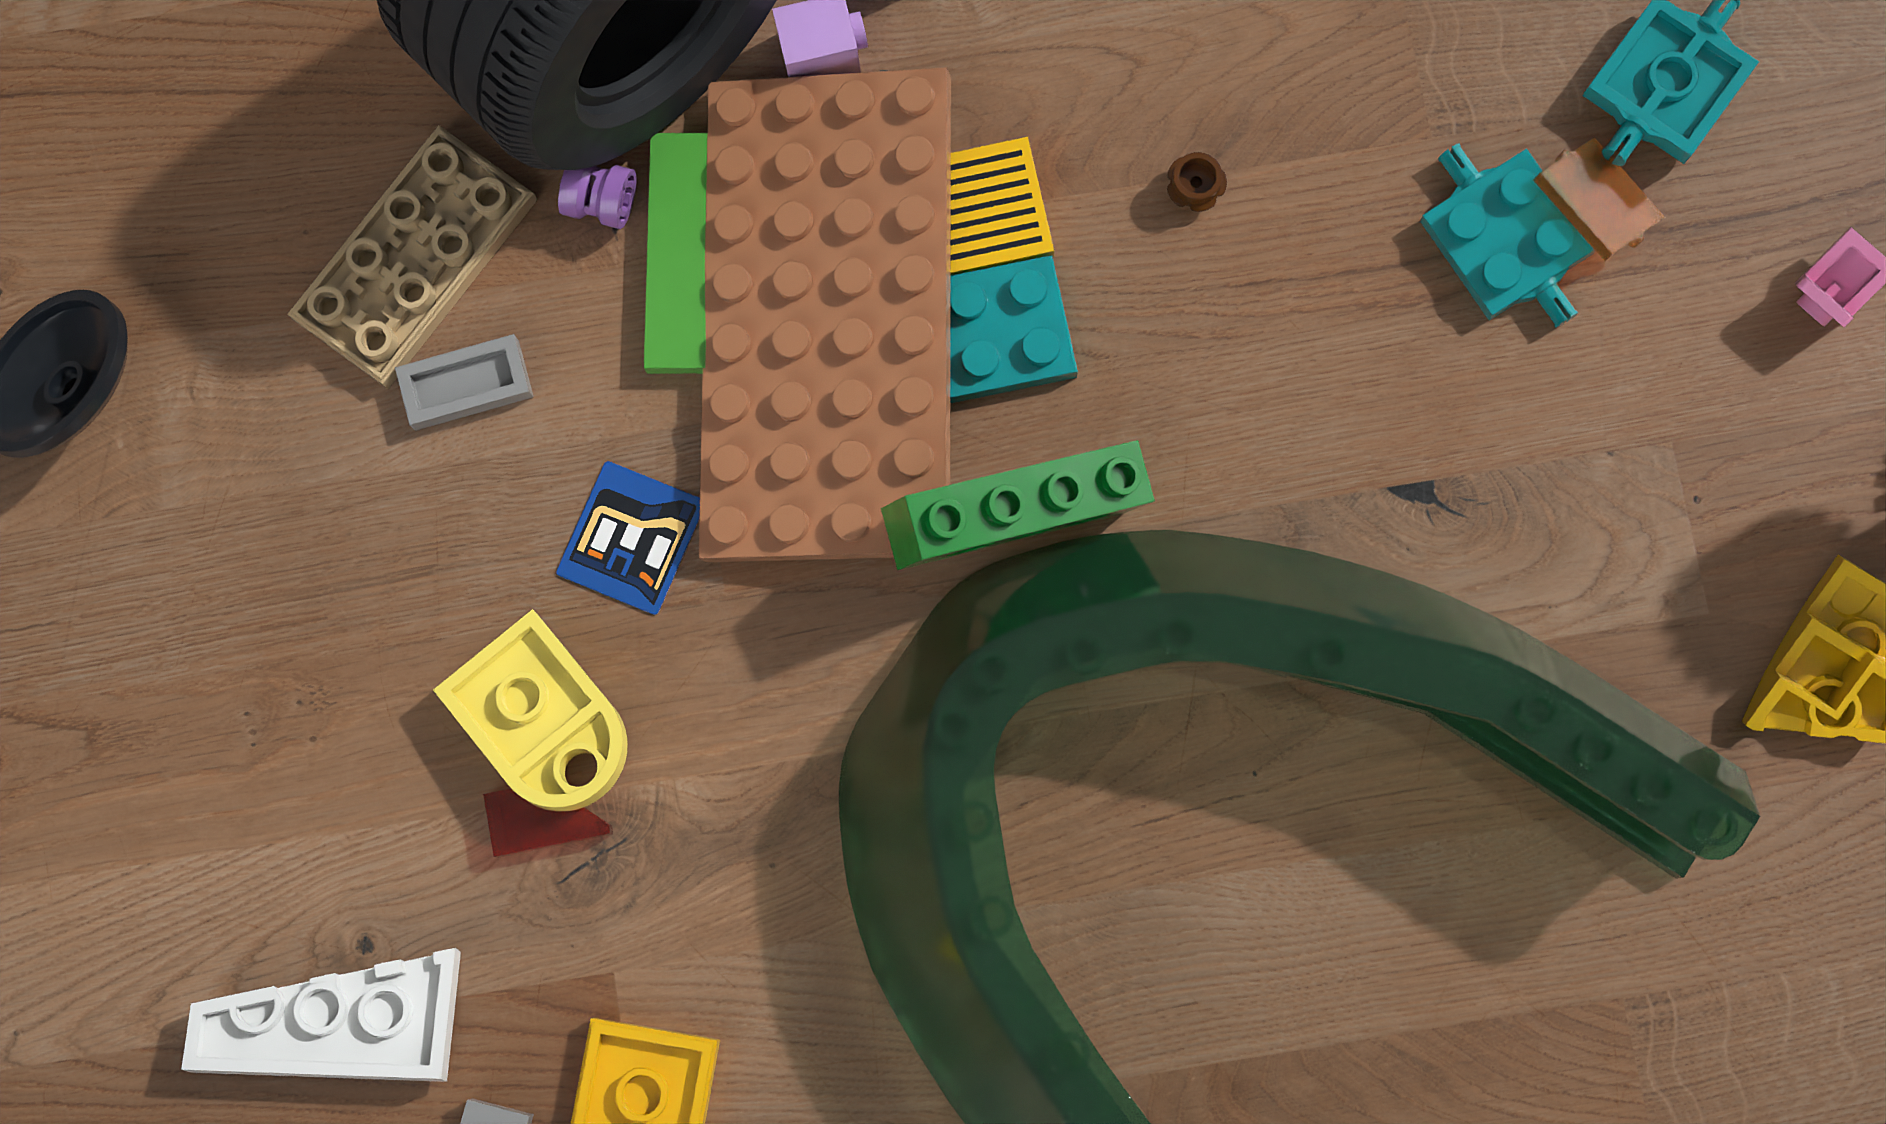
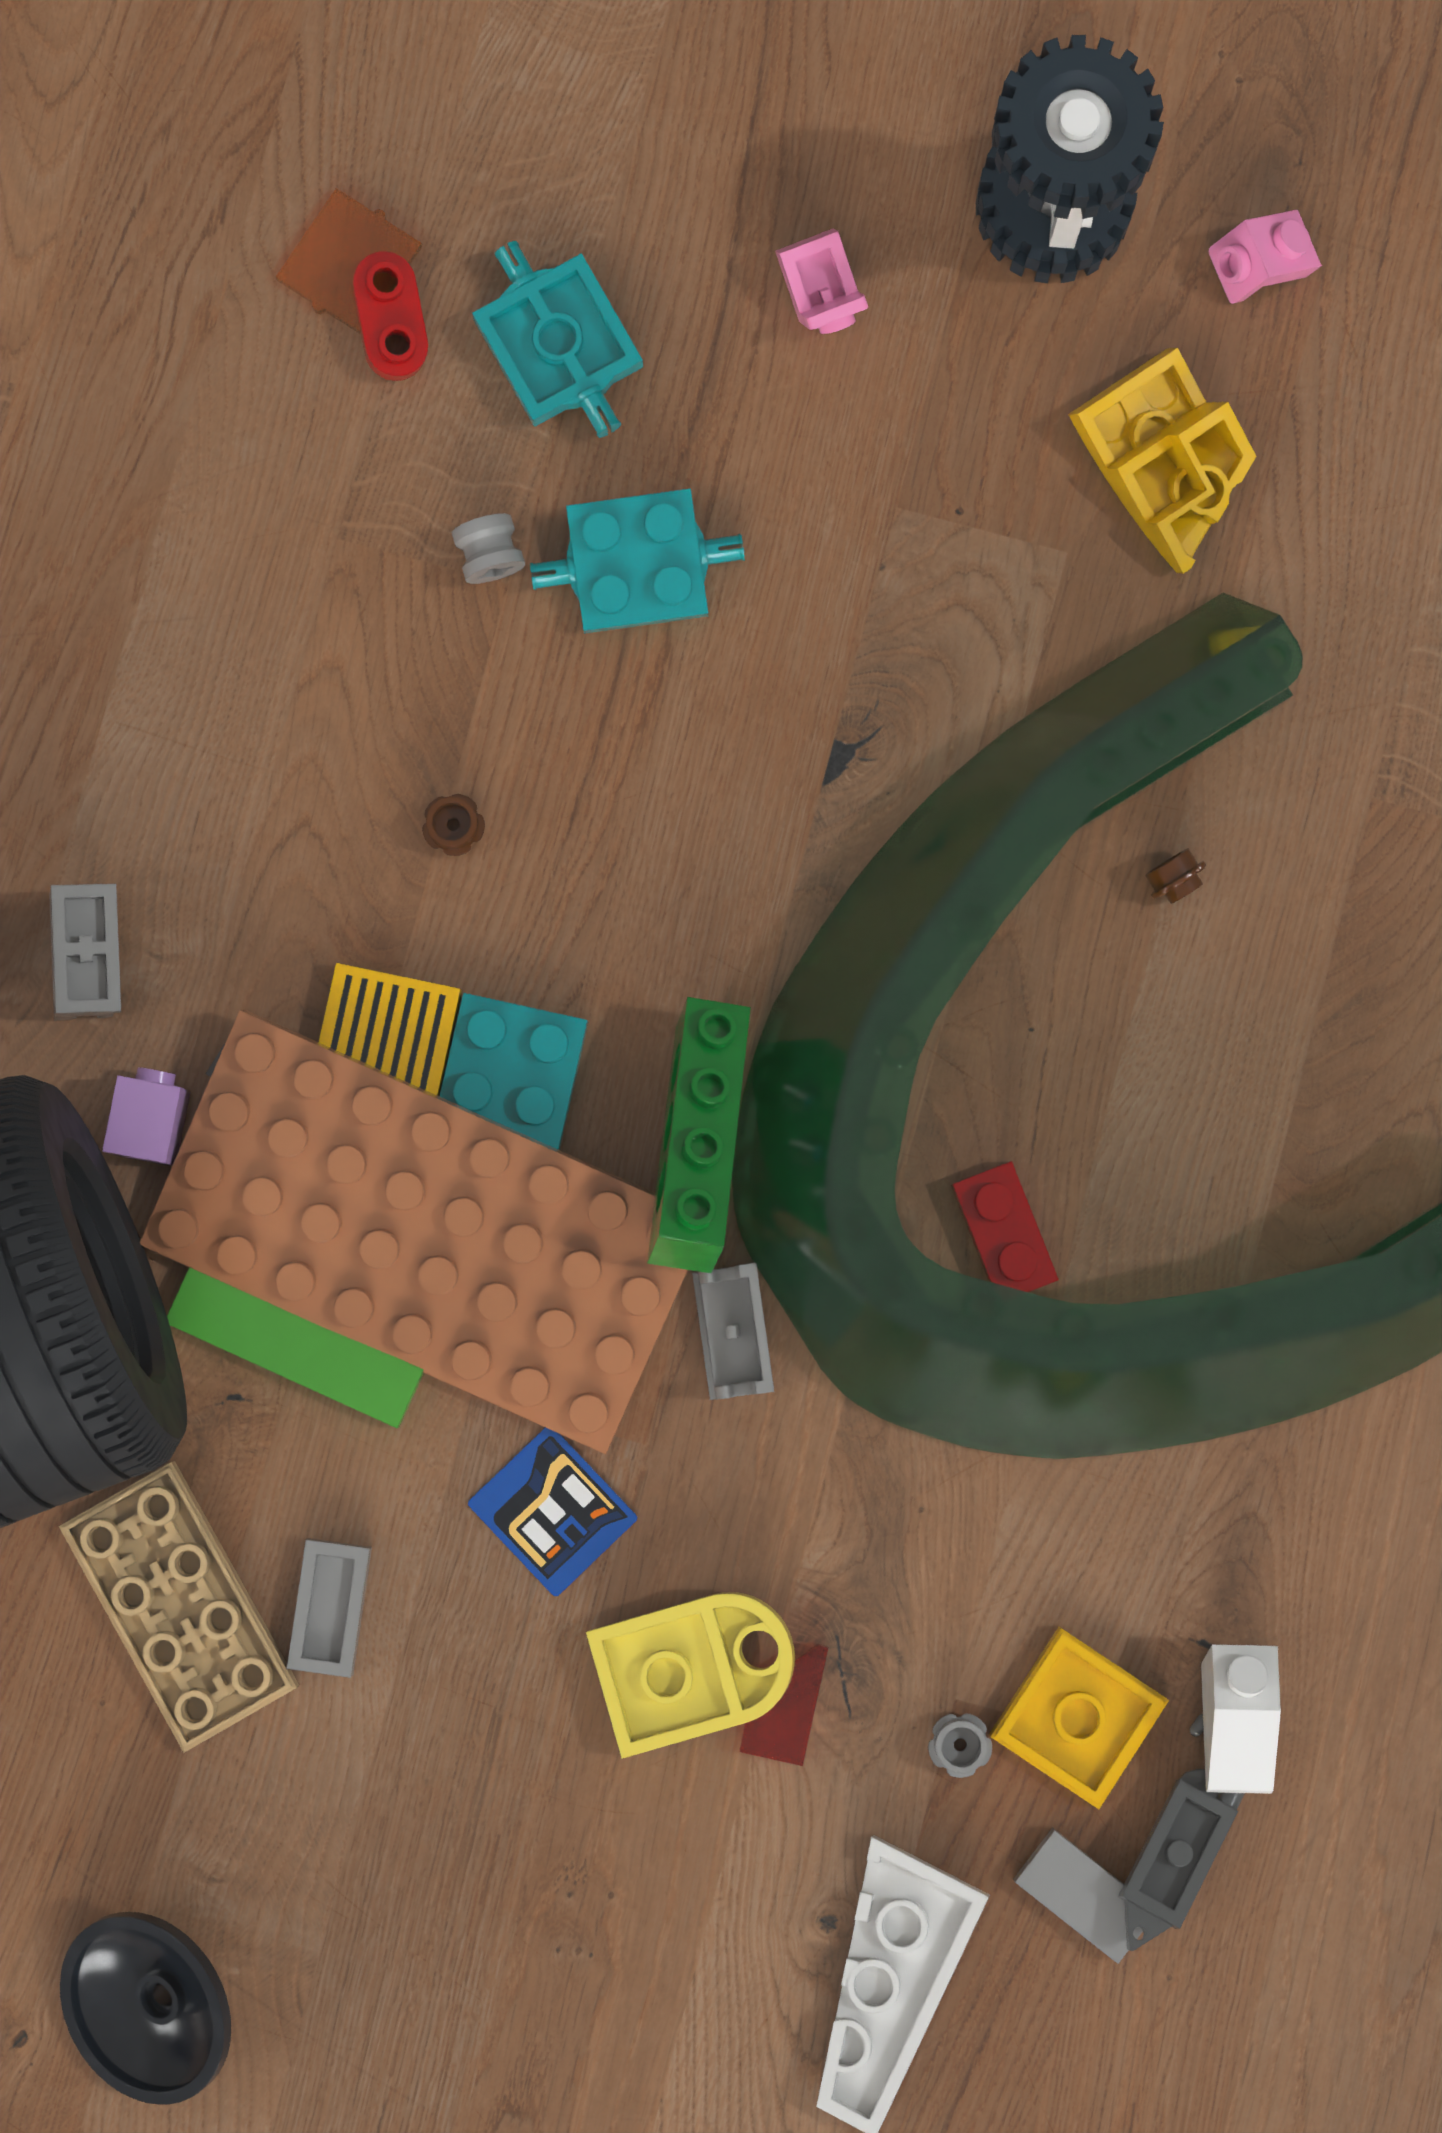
camera: 75 degrees left, 5 degrees up
(555, 998) = (977, 1749): none -> light grey plate
(599, 194) = (214, 1390): medium lavender wheel -> none
(859, 624) = (733, 1332): none -> light grey hinge
(1059, 828) = (1004, 1229): none -> red plate
(1455, 101) = (488, 548): none -> light grey wheel
(1459, 842) = (1176, 876): none -> reddish brown plate
(1599, 199) = (644, 463): clear orange piece -> none

